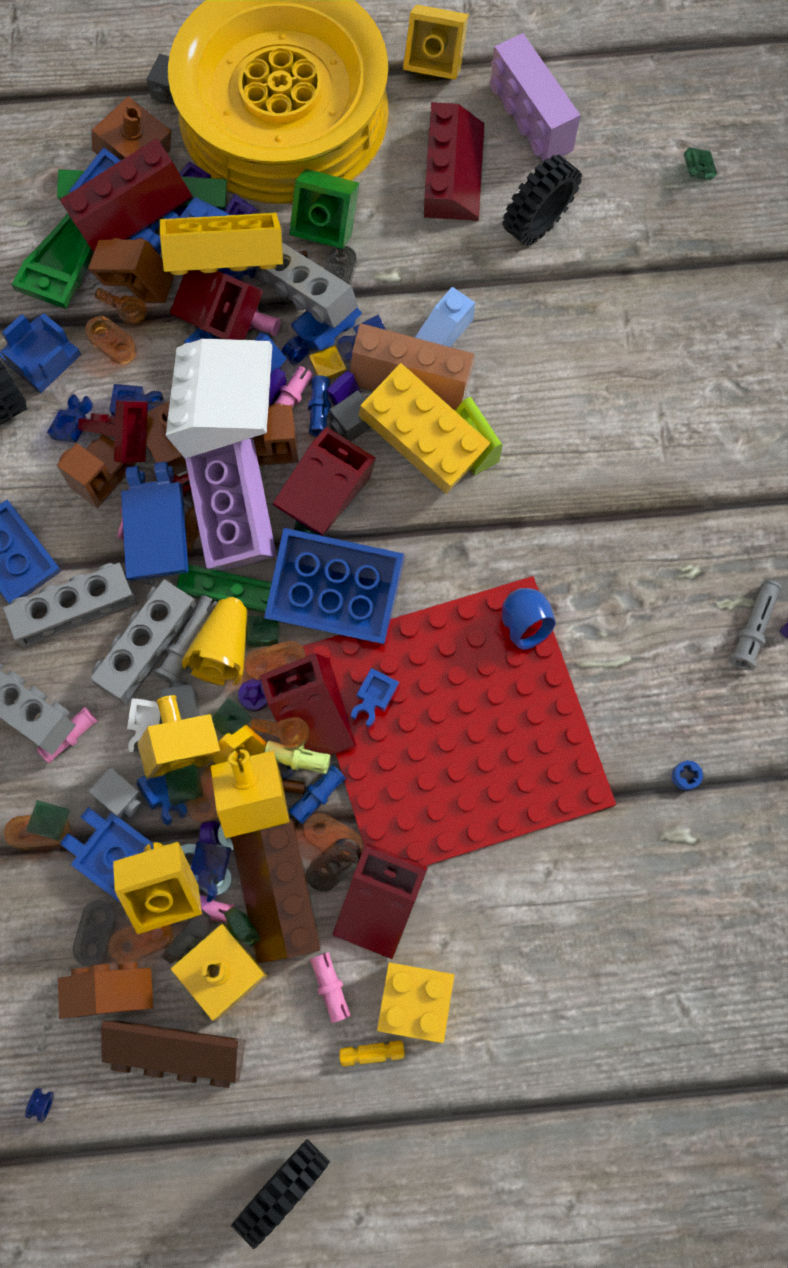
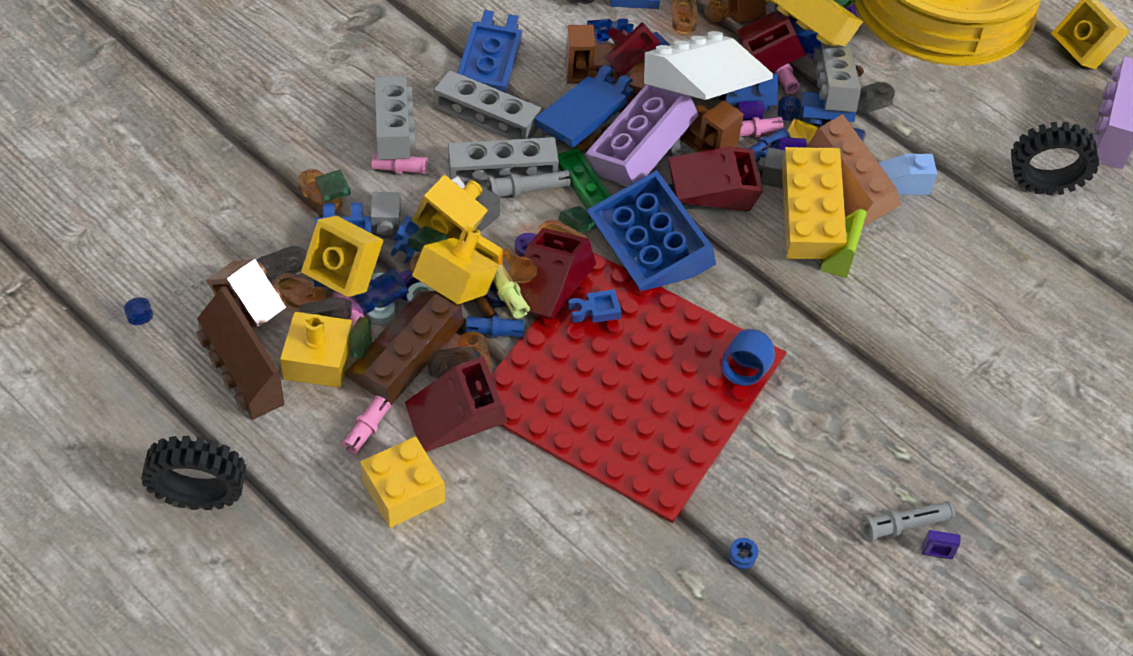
camera: 45 degrees right, 20 degrees down
(220, 645) = (541, 198): yellow cone -> none
(230, 718) = (501, 237): clear green tile -> none
(323, 208) = (900, 51): green brick -> none
(371, 1053) = (342, 484): yellow axle -> none
(453, 163) = (1022, 103): dark red slope -> none

